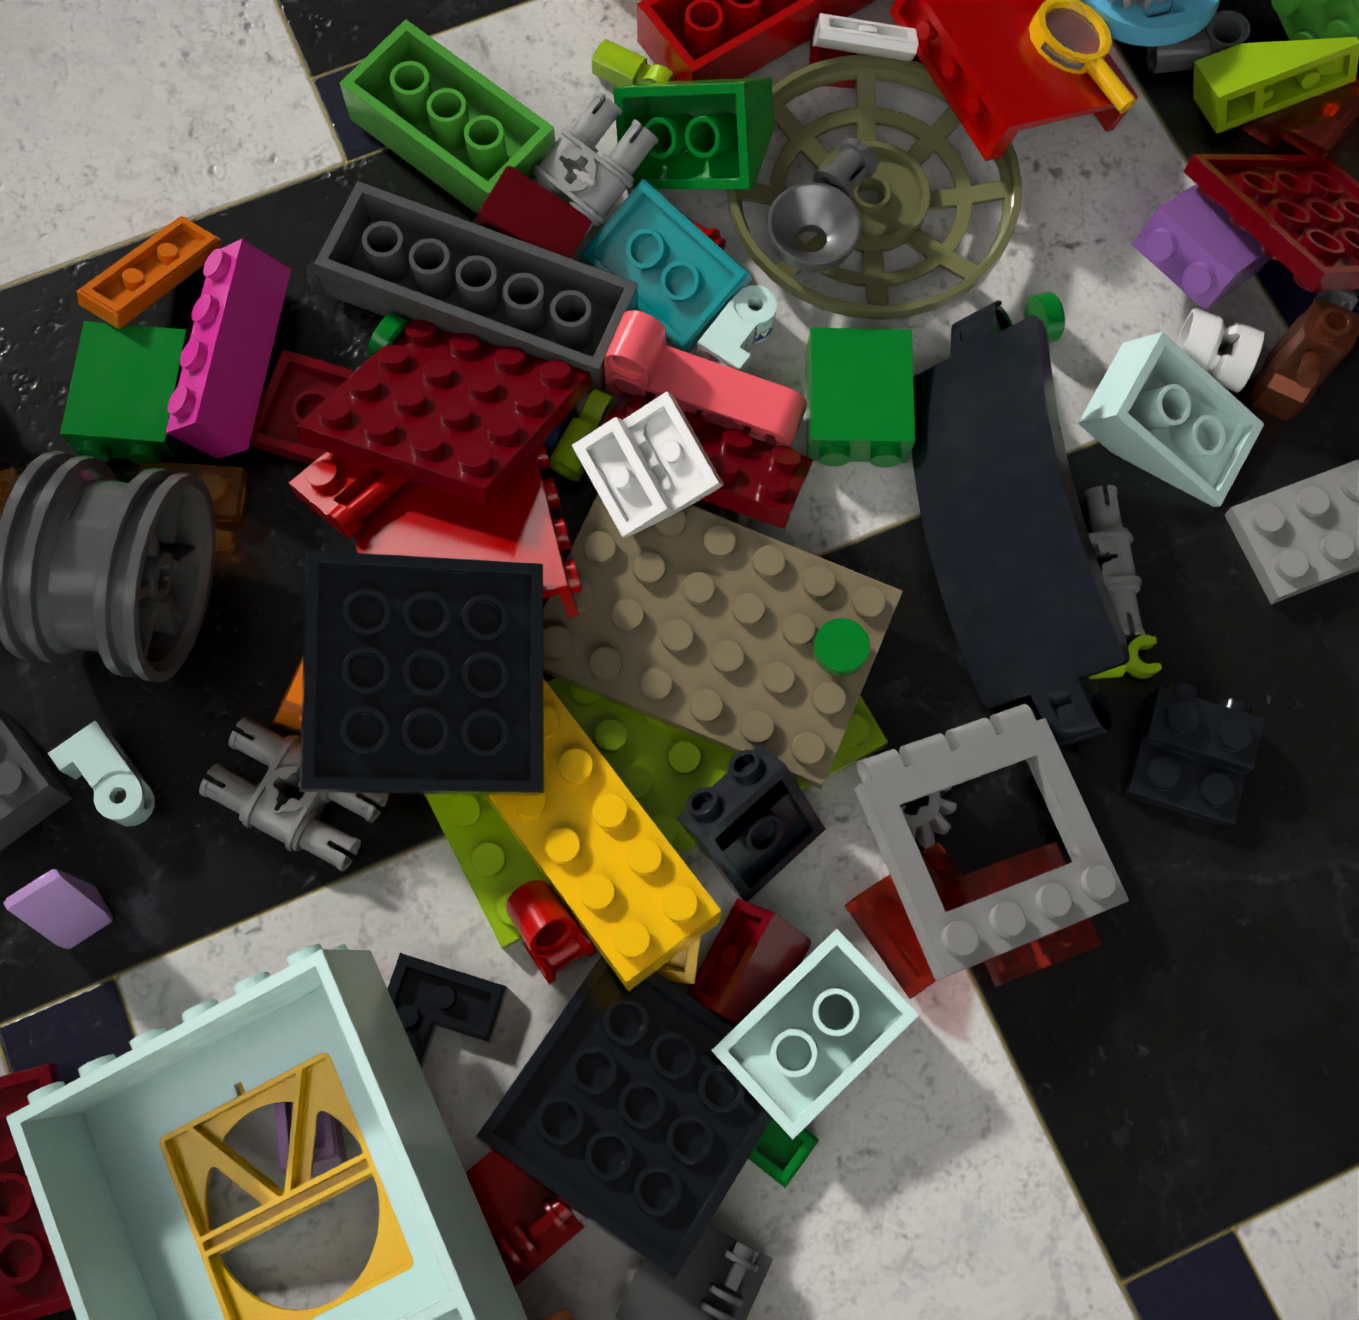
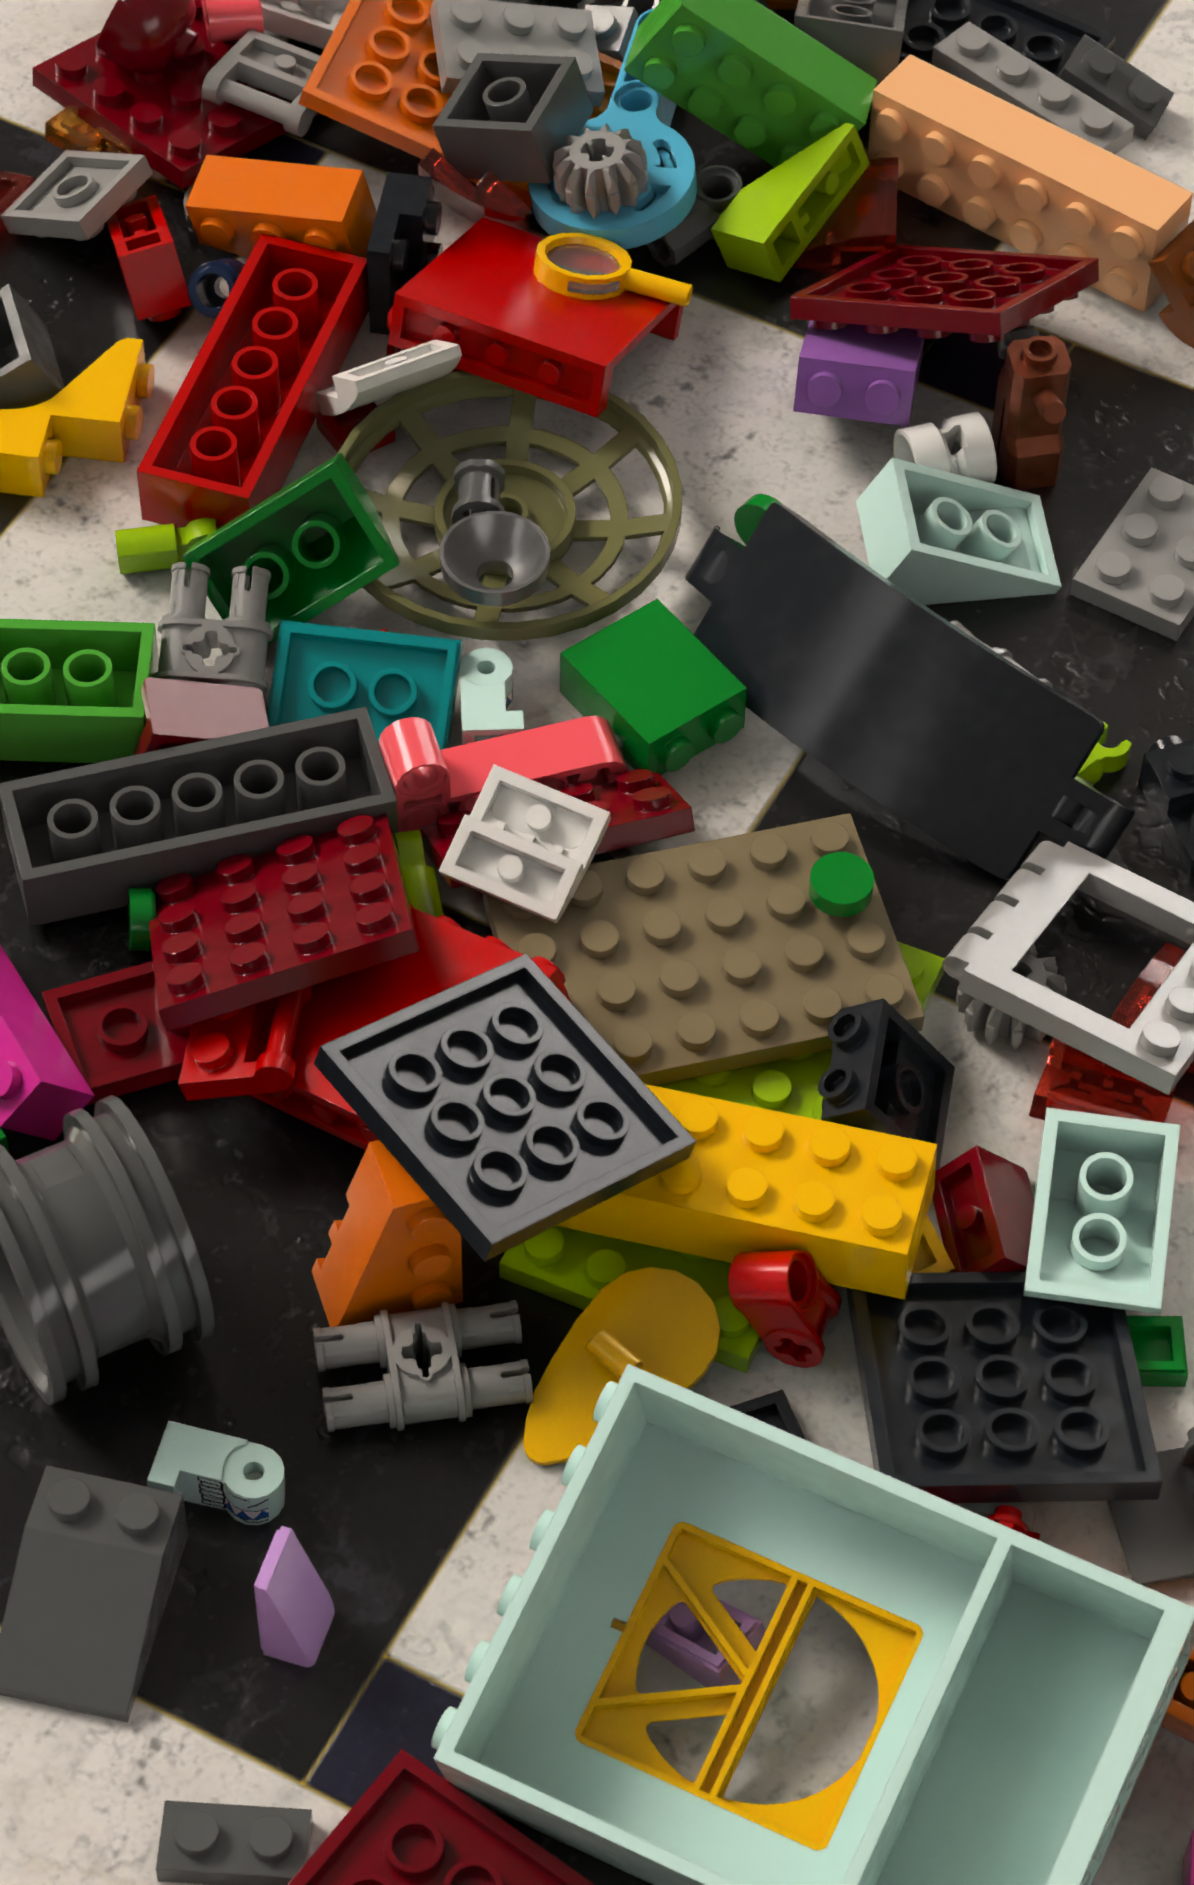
camera: 35 degrees left, 20 degrees down
(418, 889) = (639, 1319): none -> yellow shield

